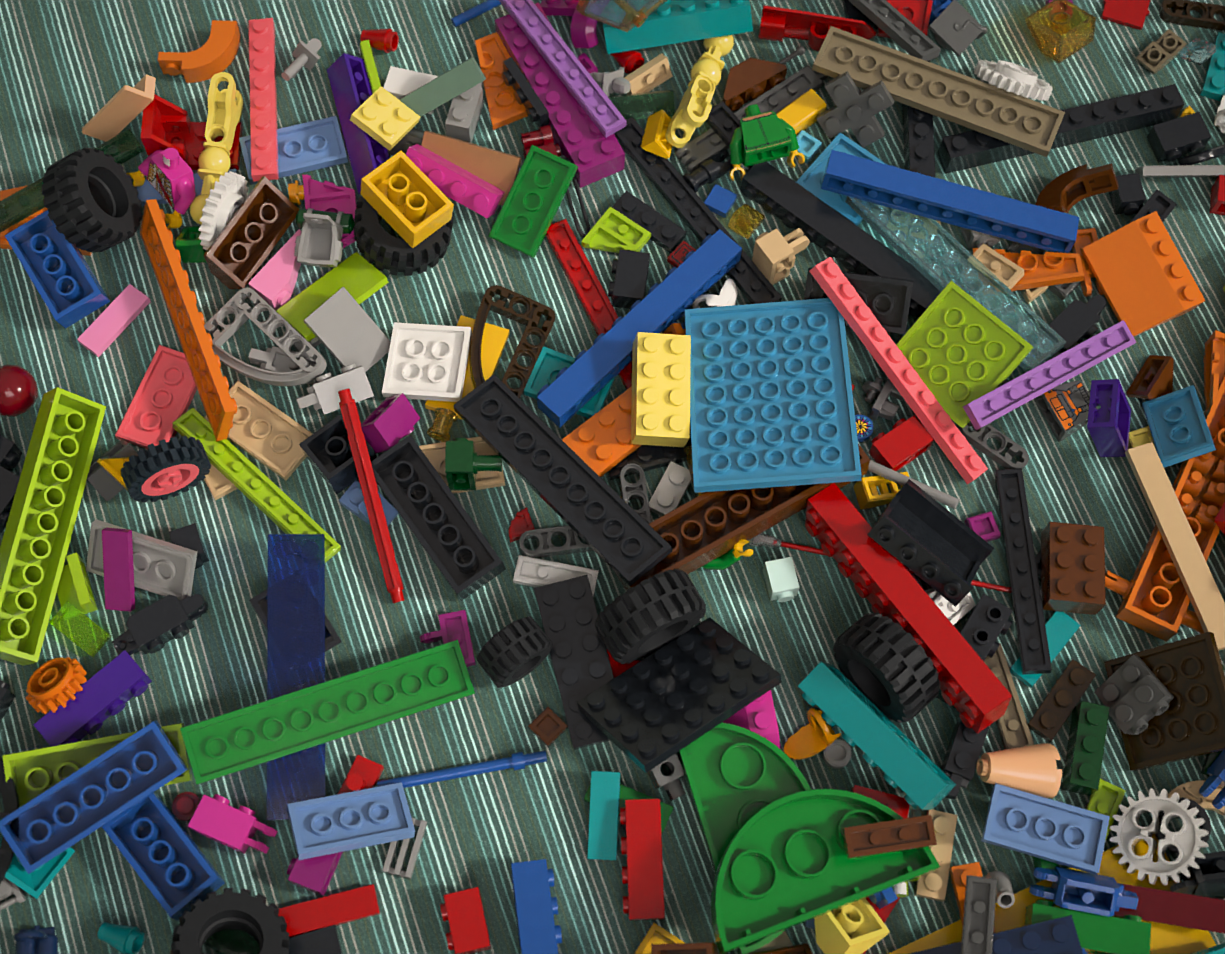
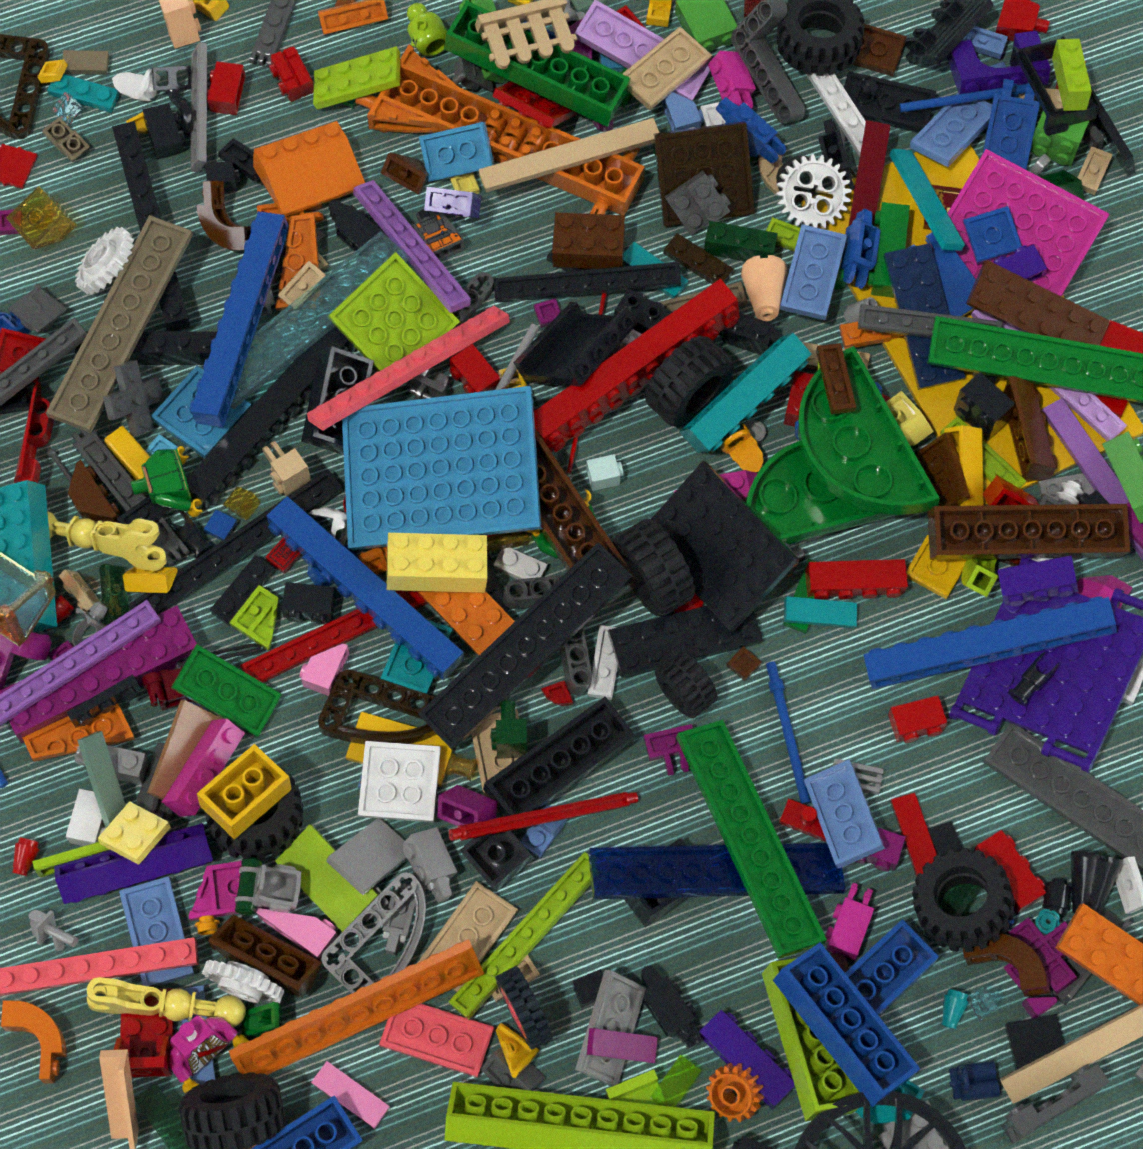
camera: 90 degrees left, 0 degrees up
(555, 292) = (324, 668): none -> bright pink slope

